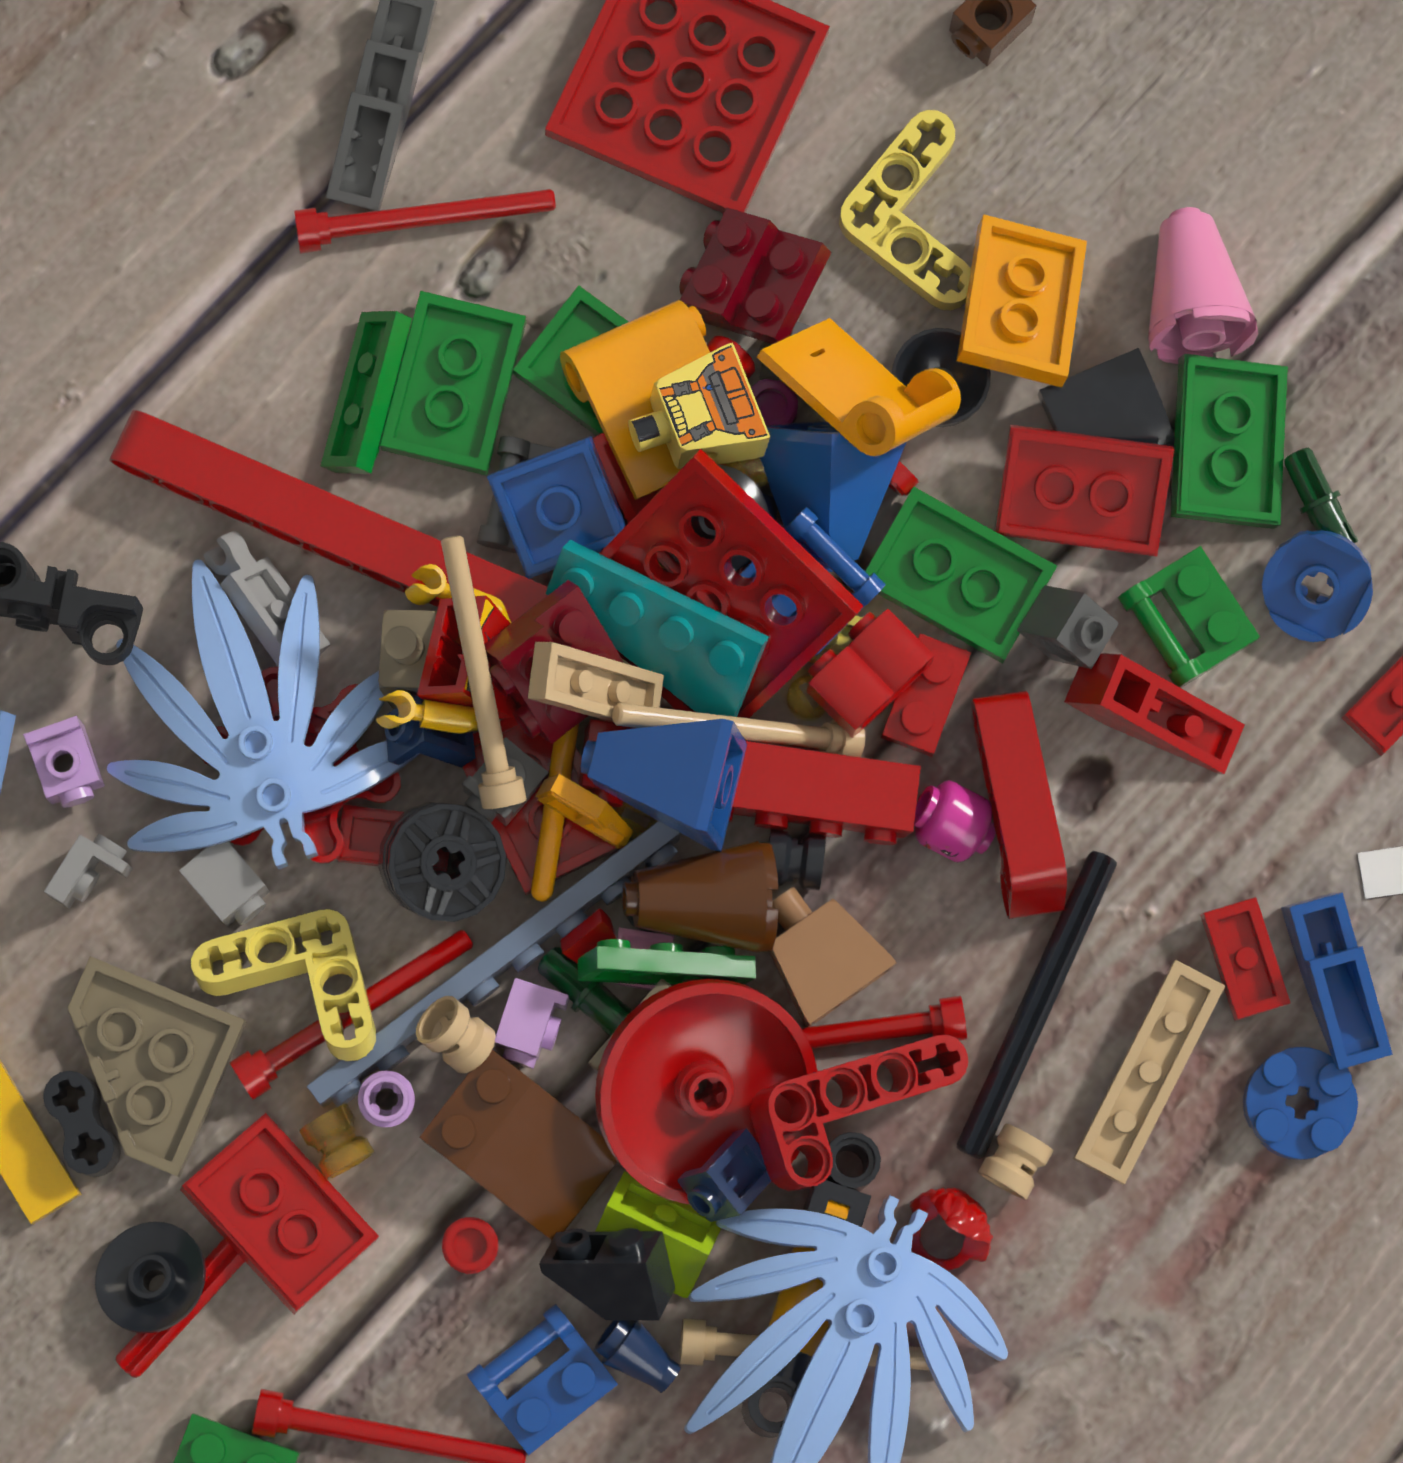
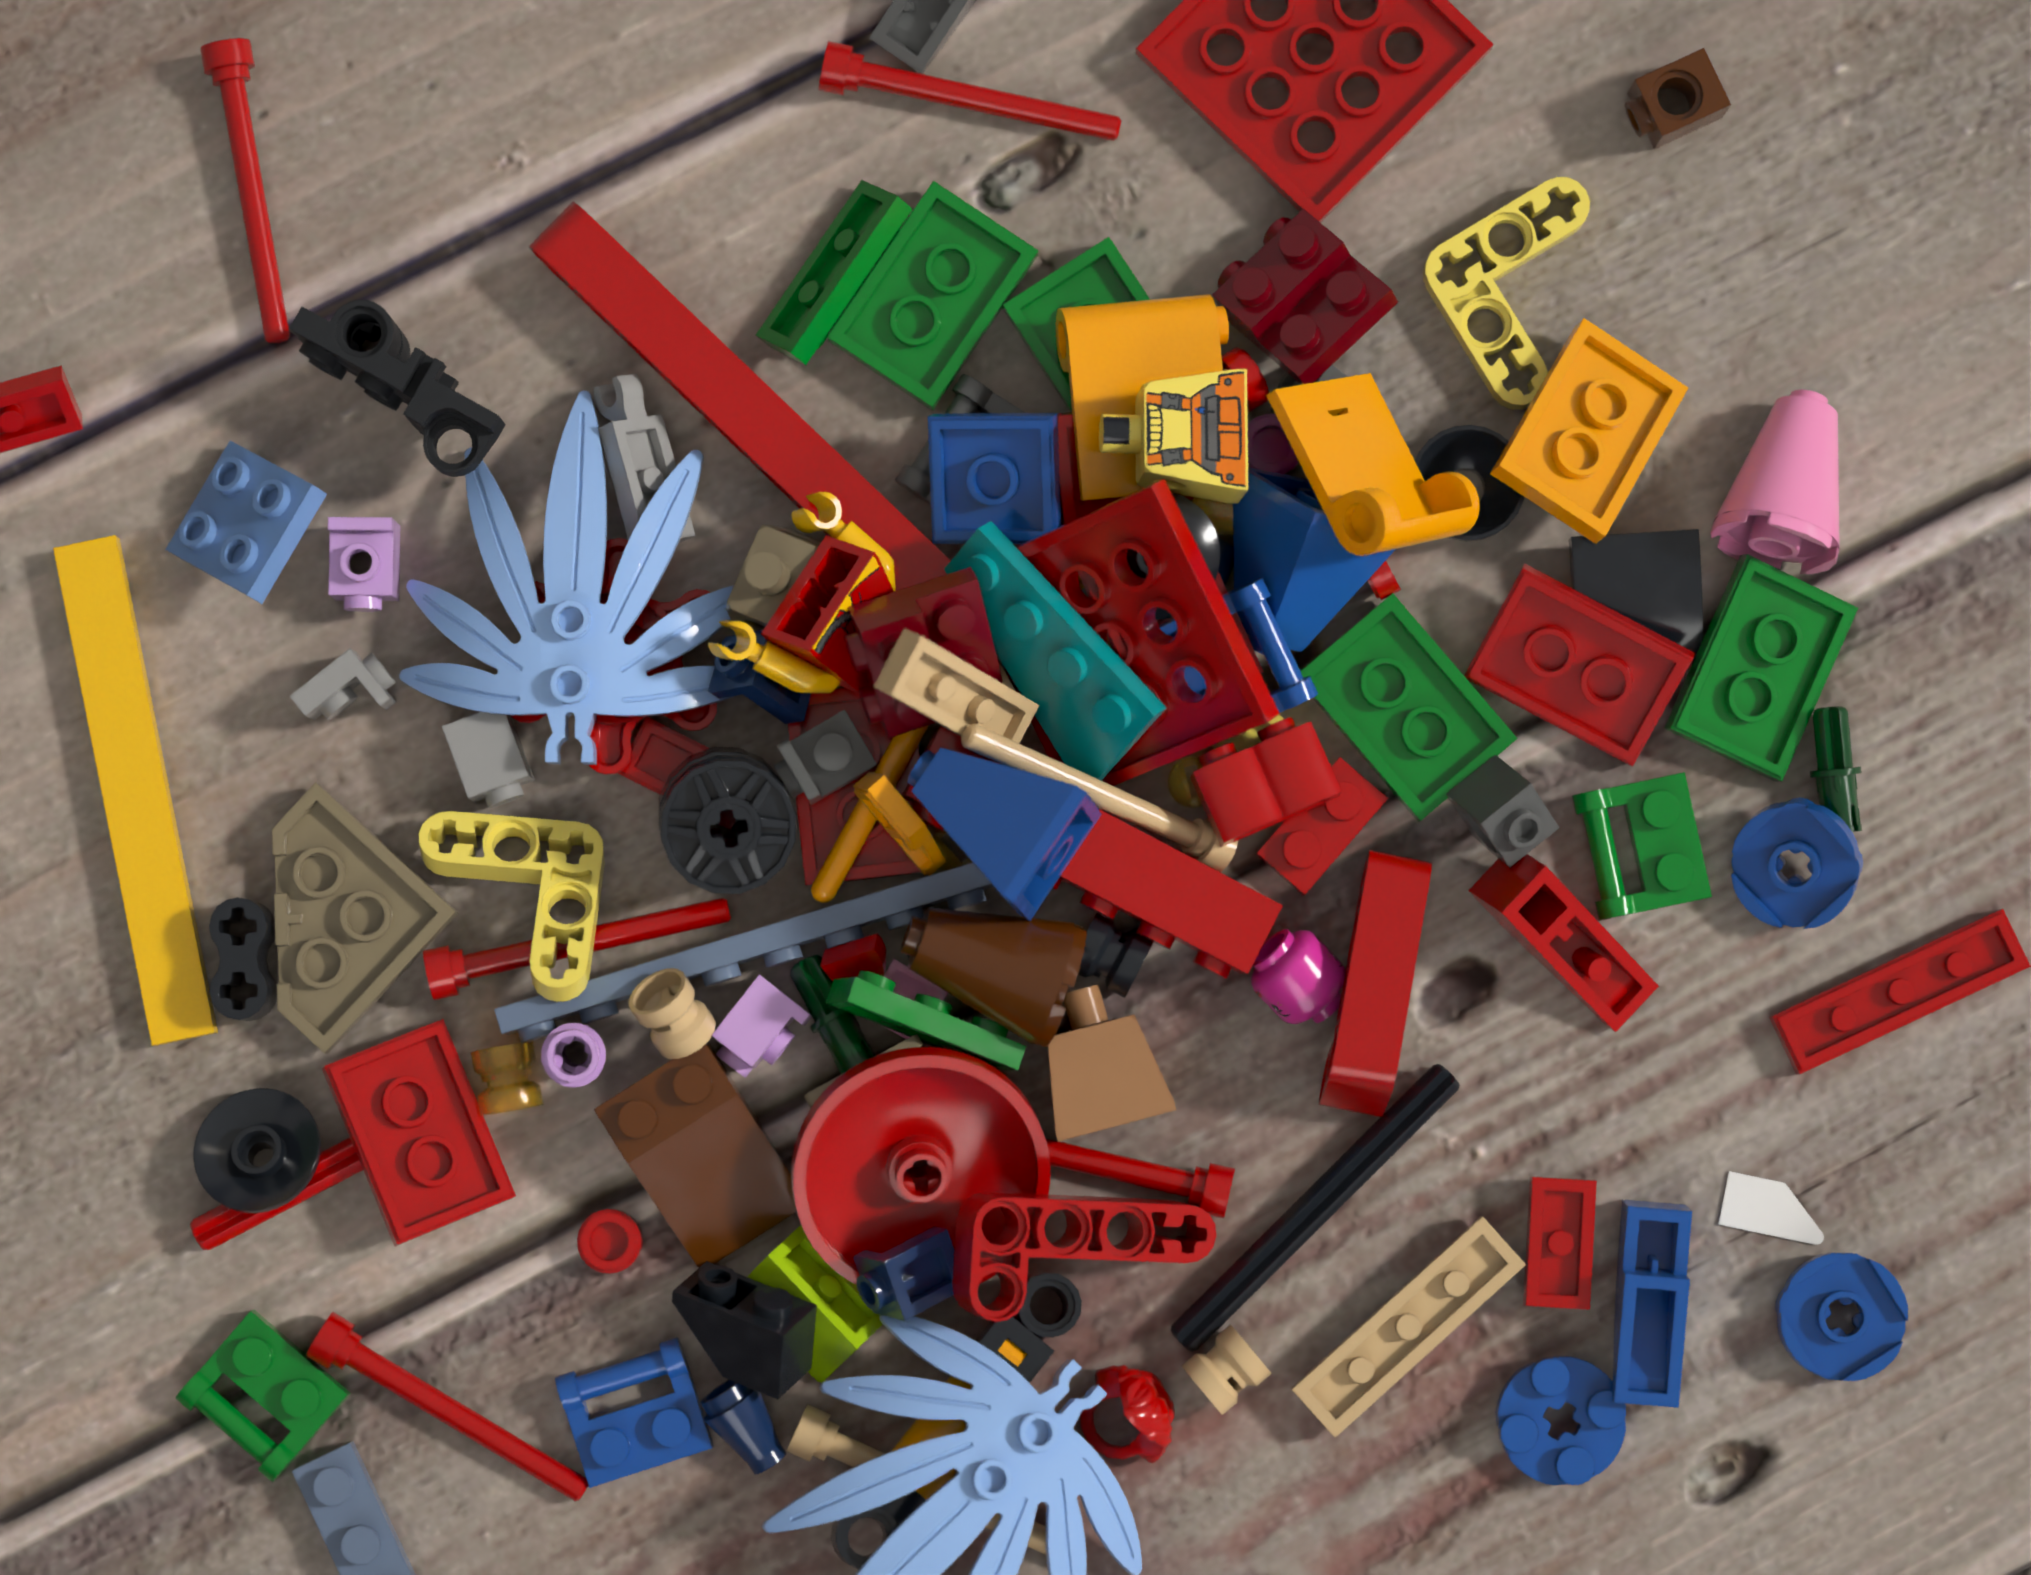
camera: 30 degrees right, 5 degrees up
(500, 783) = (816, 763): tan piece -> none

